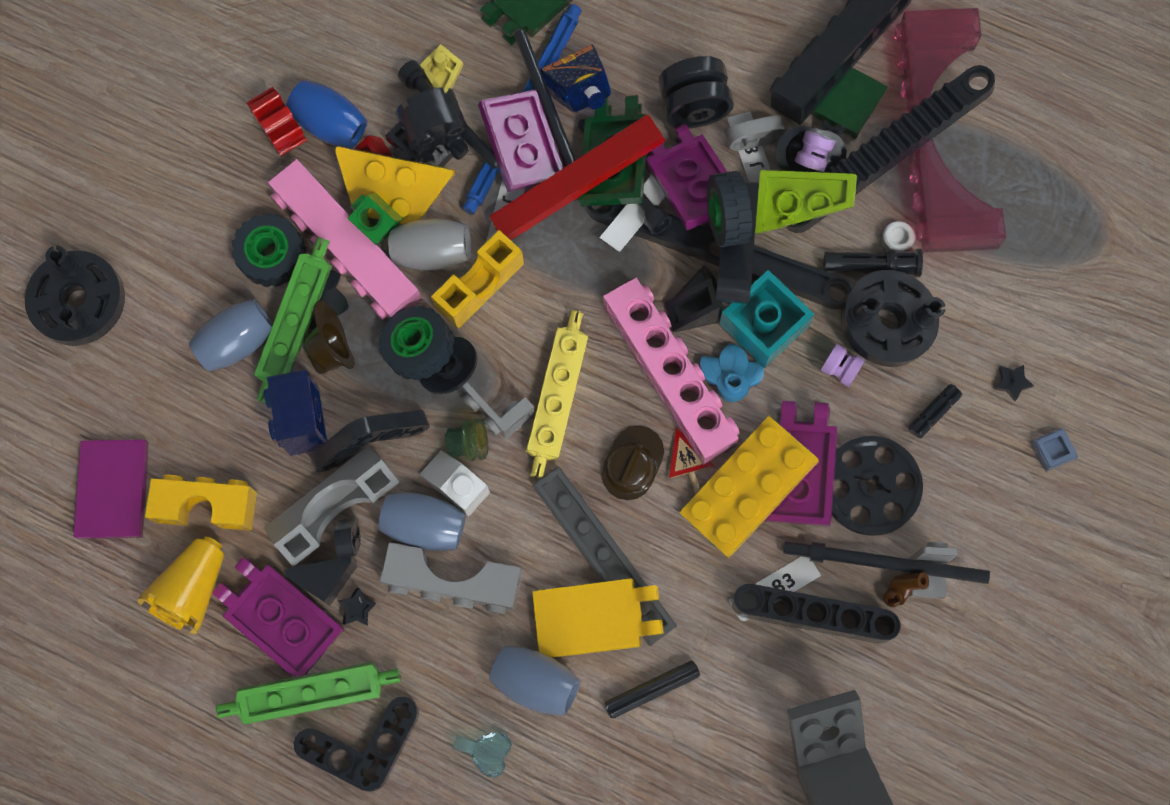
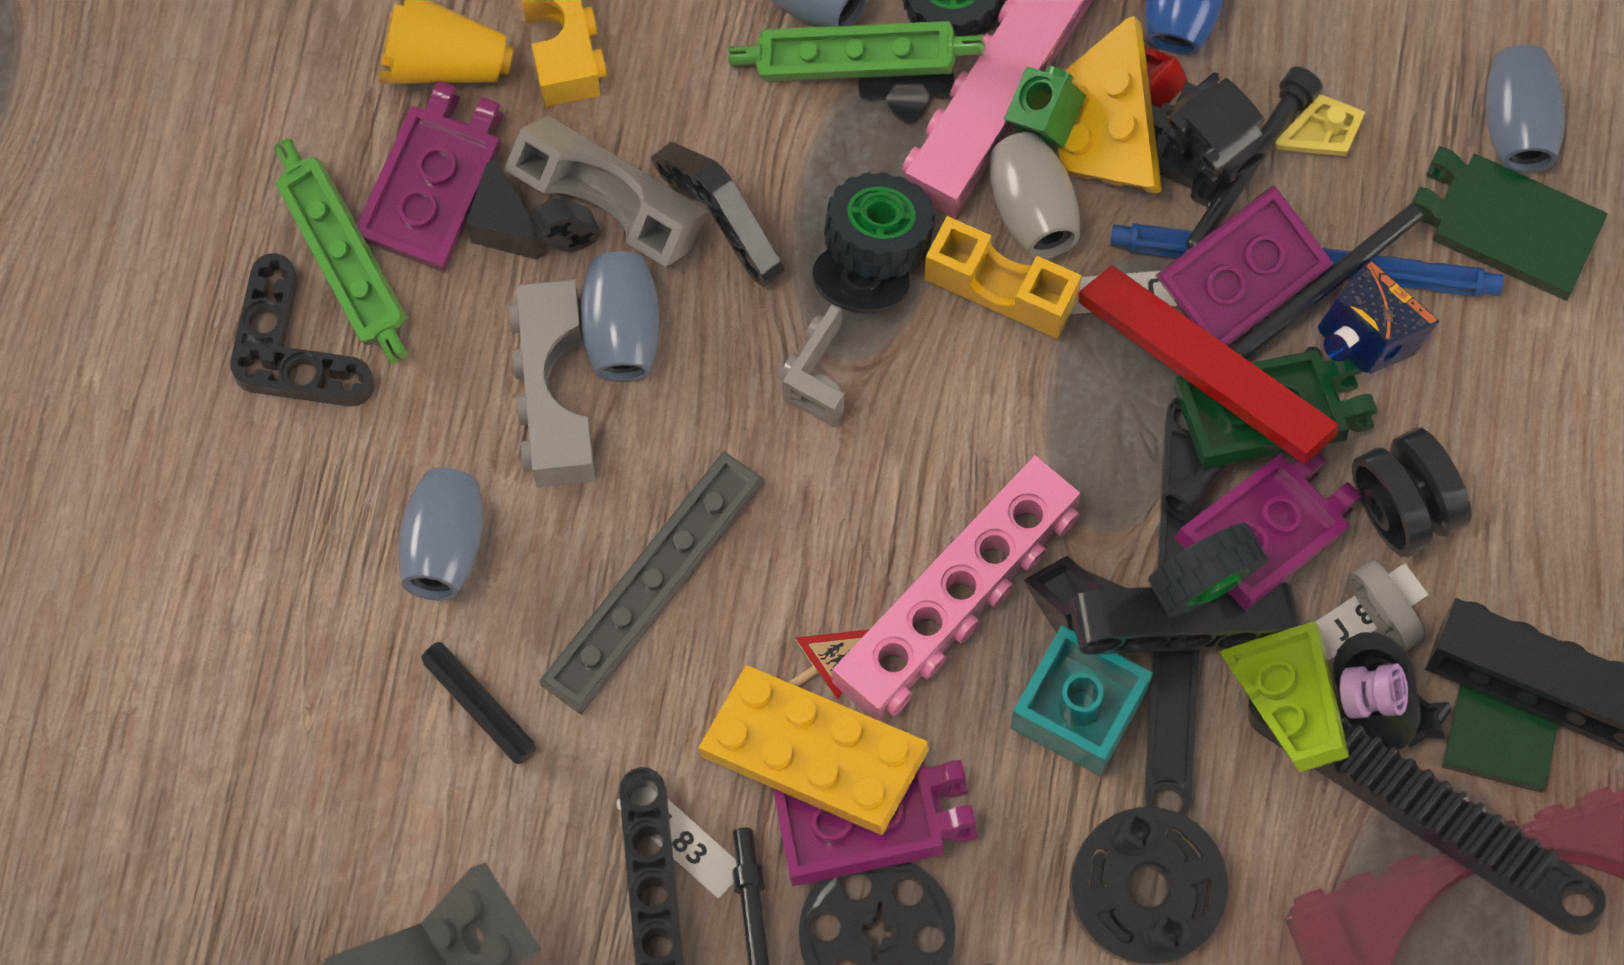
camera: 70 degrees right, 5 degrees down
(296, 412) = (721, 99): clear blue brick -> none
(327, 342) = (844, 110): dark brown piece -> none
(356, 608) = (475, 273): black piece -> none
(455, 482) = (691, 347): white slope -> none
(468, 440) = (758, 343): clear green piece -> none
(487, 752) = (327, 507): clear light blue rock -> none
(556, 394) = (872, 444): light yellow plate -> none
(593, 617) = (553, 588): yellow tile -> none
(631, 217) = (1174, 461): white sticker -> none
(632, 462) = (804, 582): dark brown piece -> none
(731, 368) = (994, 678): dark azure plate -> none
(850, 368) = (1049, 837): lavender wheel -> none
(871, 262) = (1242, 863): black pin -> none
(898, 236) = (1293, 872): white tile -> none

